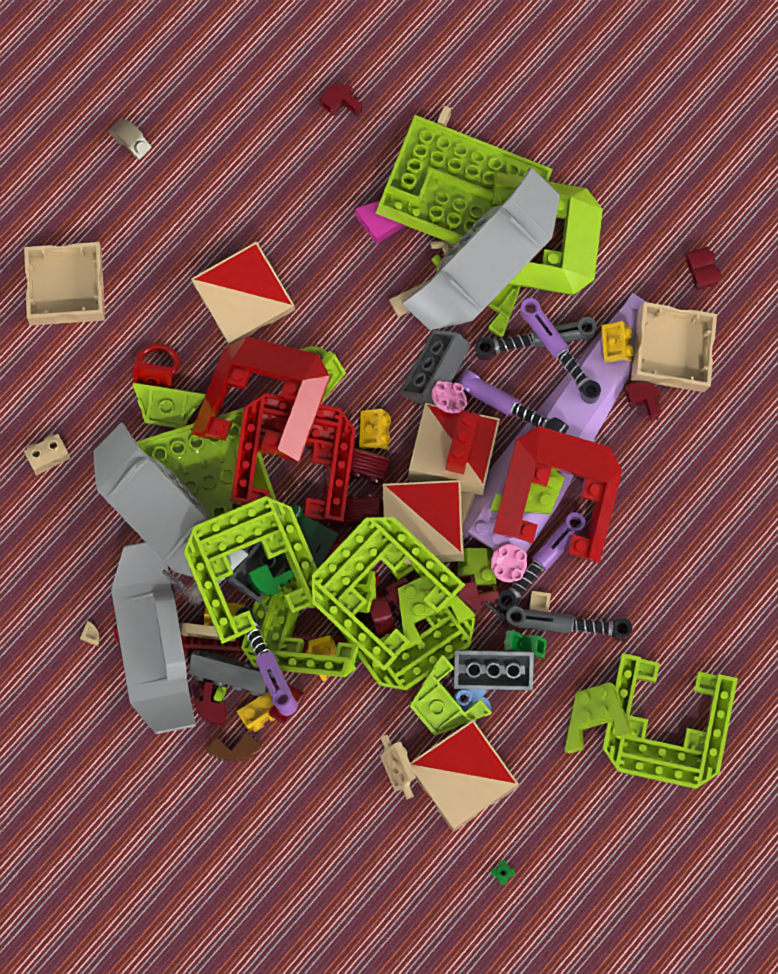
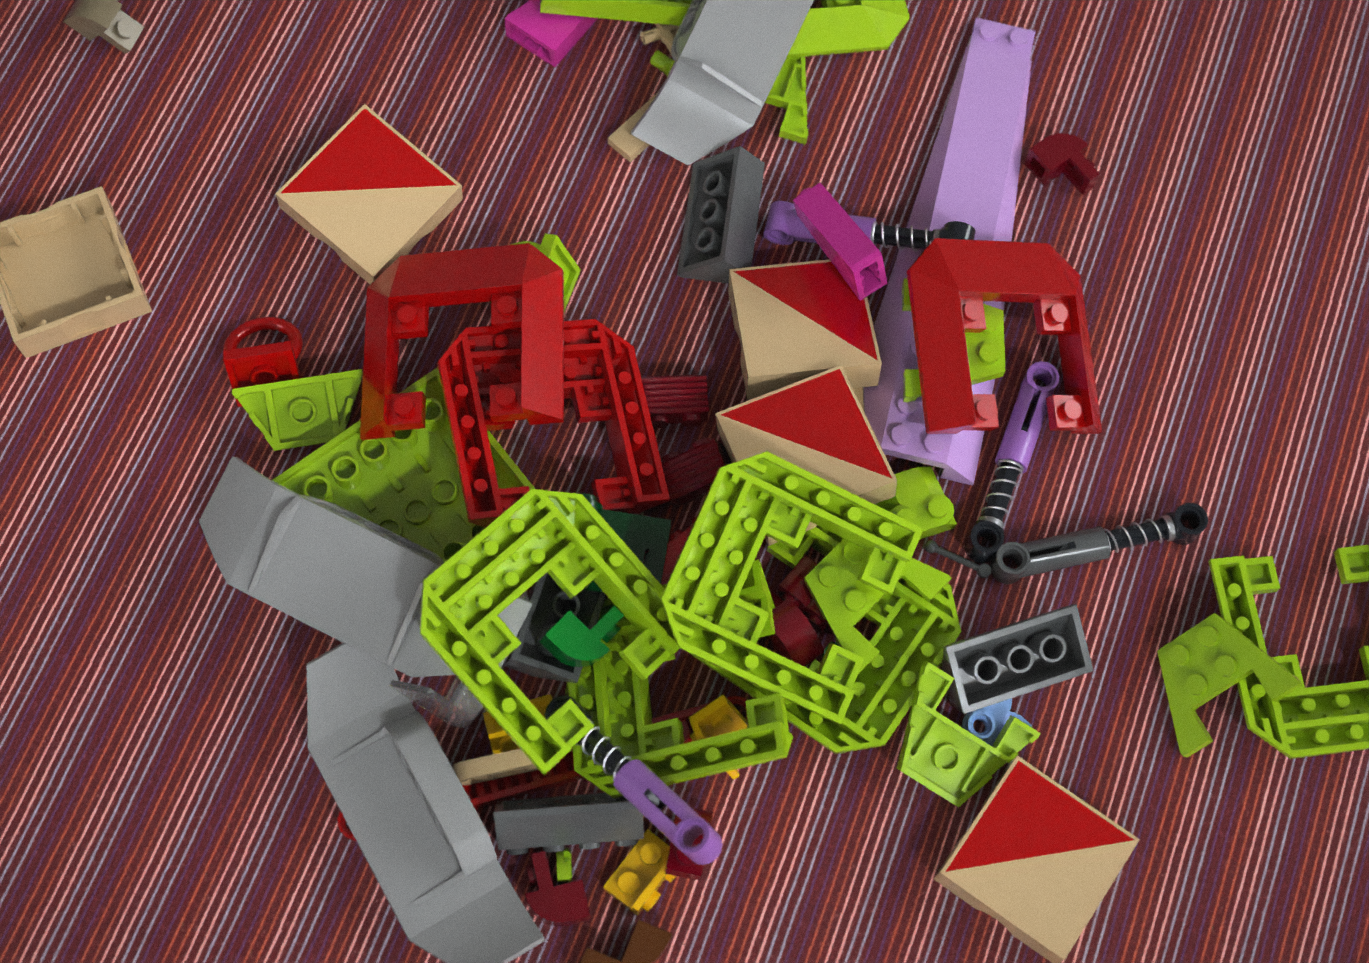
camera: 25 degrees left, 5 degrees down
(46, 454) = (119, 556): tan brick -> none
(90, 634) = (297, 841): tan tile -> none
(374, 429) = (660, 339): yellow bracket -> none
(398, 766) = (923, 884): tan plate -> none
(449, 397) = (765, 247): bright pink dish -> none
(462, 442) = (820, 305): red brick -> none
(474, 596) = (937, 544): dark red brick -> none
(489, 408) = (841, 240): none -> dark pink slope
(509, 563) = (966, 476): bright pink dish -> none
(517, 642) = (1036, 600): green brick -> none
(540, 601) = (1035, 523): tan tile -> none
(558, 348) = (908, 122): piece -> none
(568, 331) = (862, 124): piece -> none
(617, 342) = (988, 89): yellow bracket -> none
(673, 347) = (1076, 70): tan tile -> none

